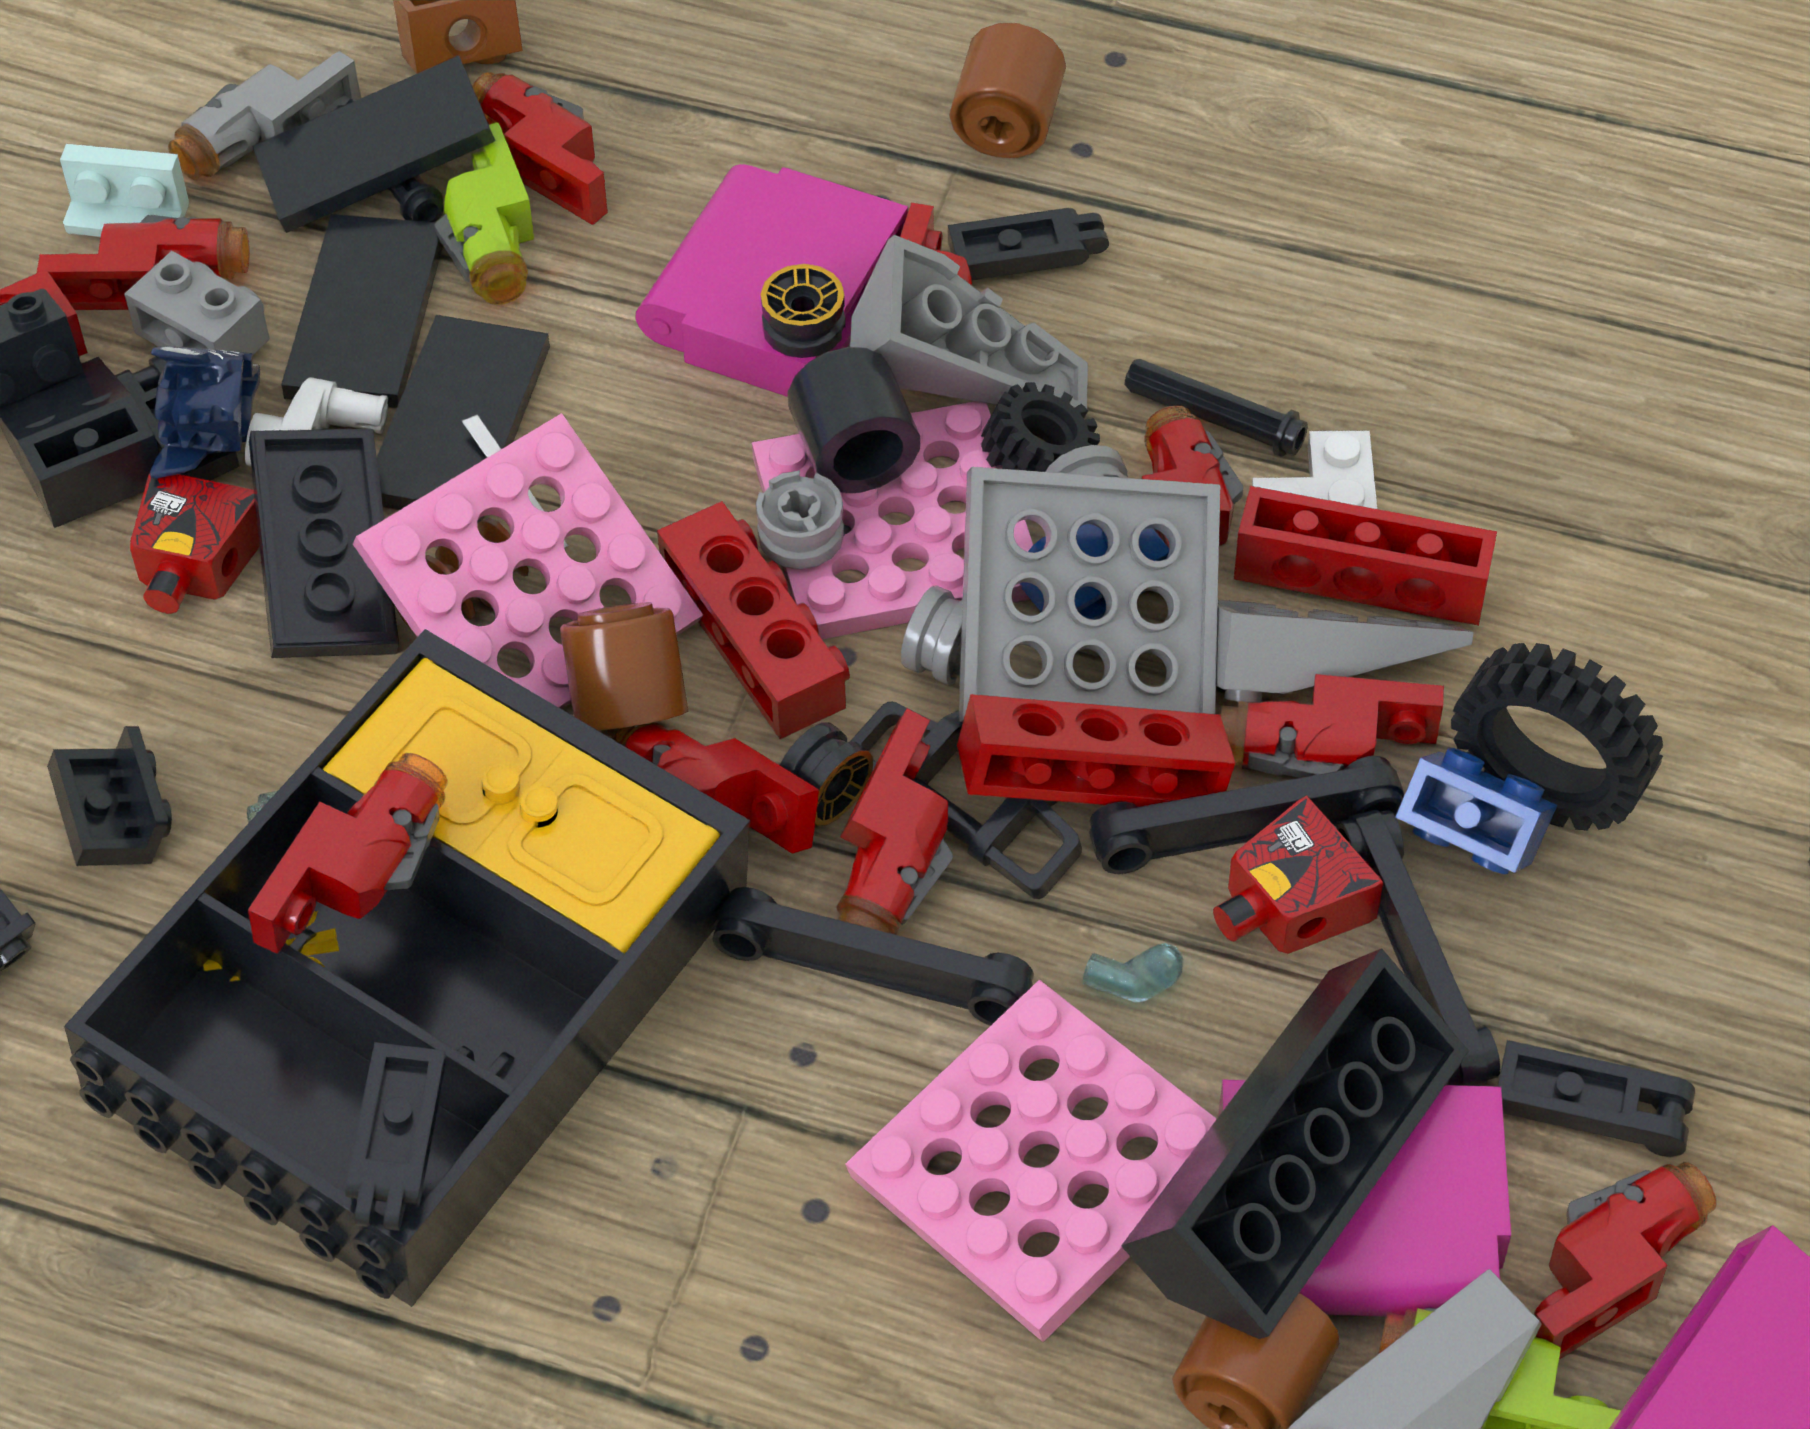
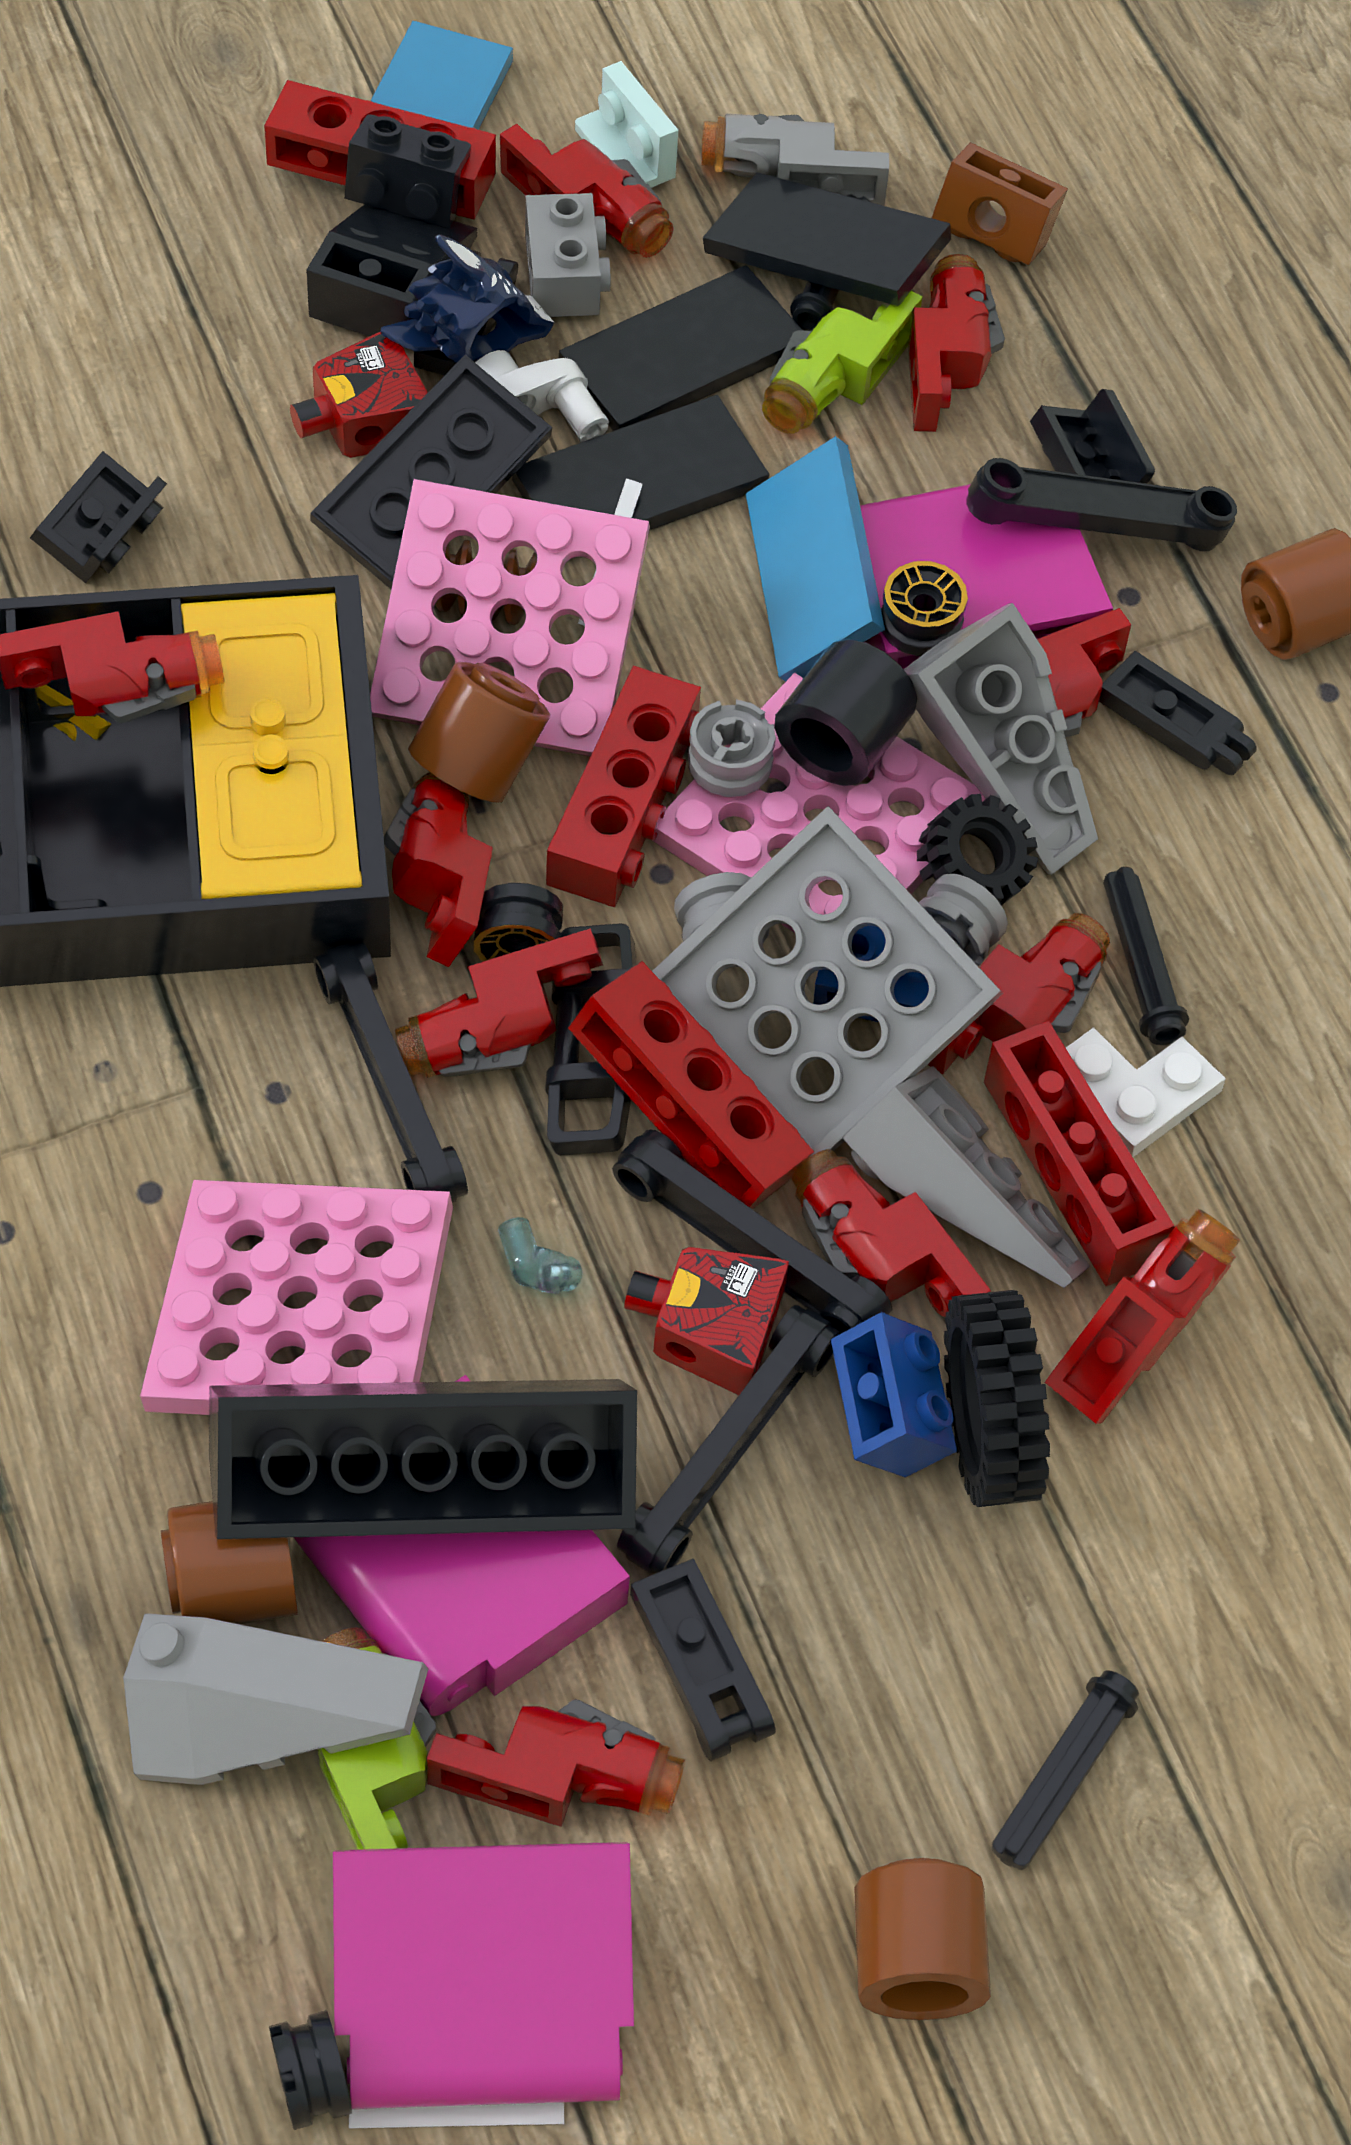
camera: 45 degrees right, 5 degrees up
(671, 355) = (813, 558): none -> dark azure tile
(743, 125) = (1093, 440): none -> black bracket
(807, 150) = (1100, 504): none -> black piece
(1538, 582) = (1144, 1315): none -> red plate

